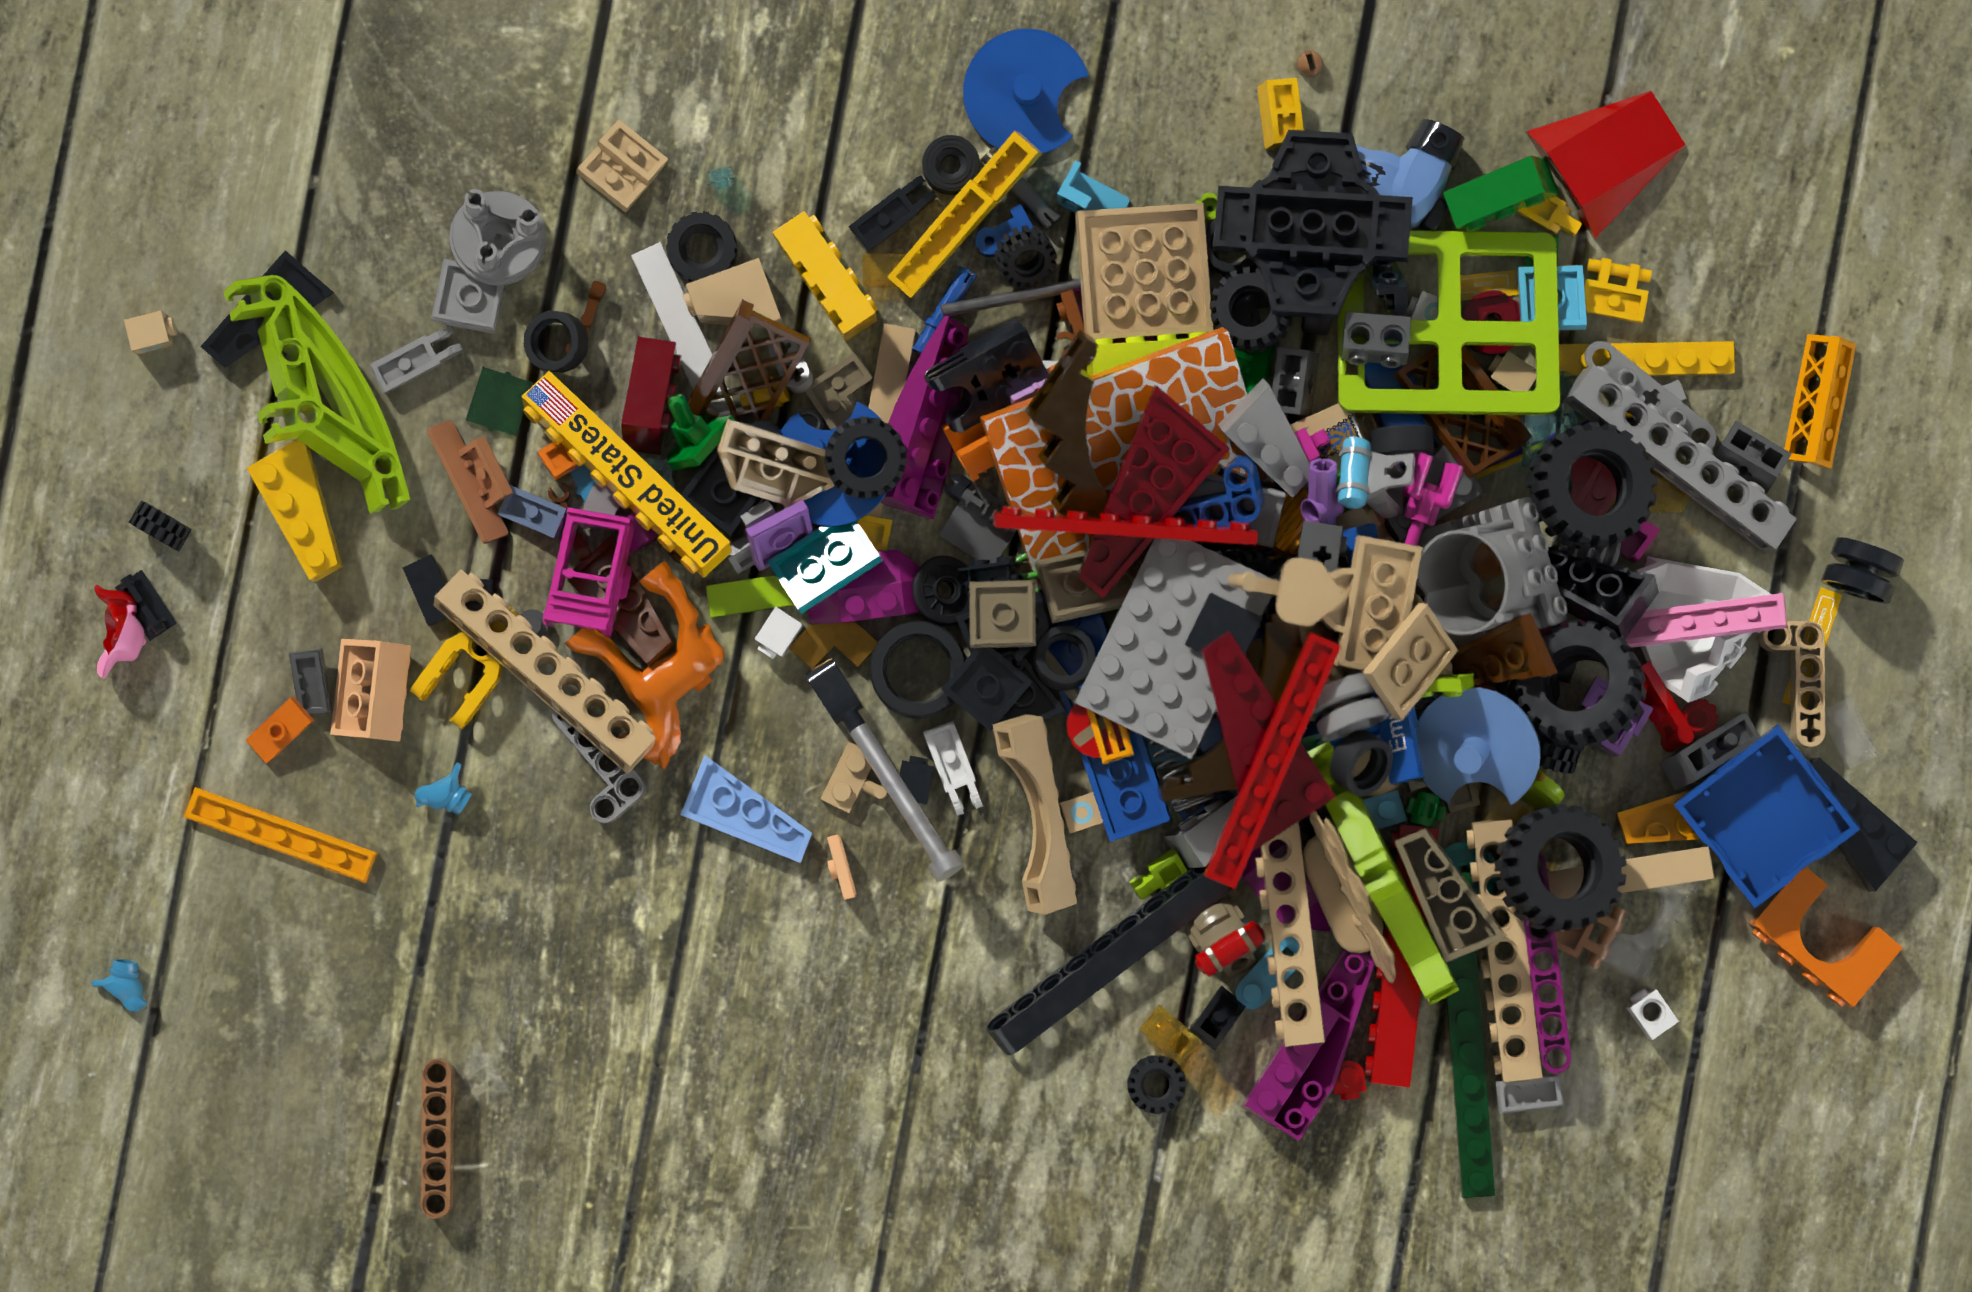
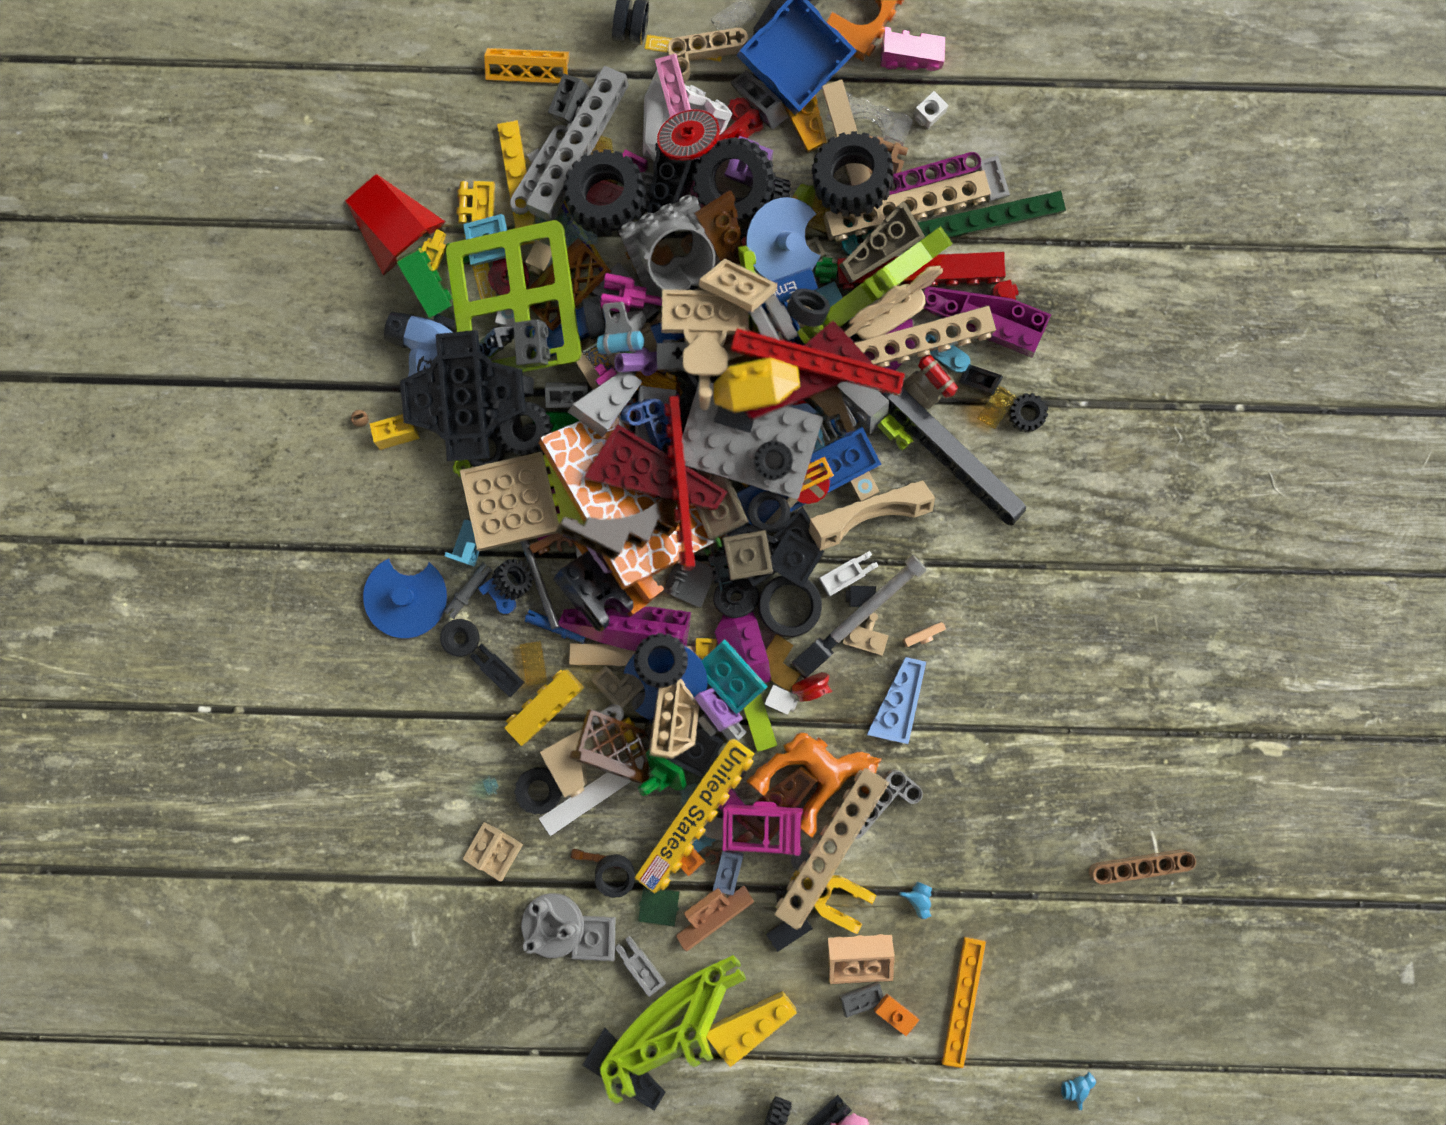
camera: 95 degrees left, 0 degrees up
(648, 394) = (638, 809): dark red wedge -> none
(789, 682) = (812, 687): none -> red hat
(960, 484) = (671, 600): black hinge -> none
(965, 213) = (490, 623): yellow slope -> none
(1118, 665) = (783, 469): none -> black tyre
(1250, 660) = (755, 384): none -> yellow wedge
(1638, 611) = (688, 134): none -> piece
(1748, 1000) = (912, 51): none -> wedge

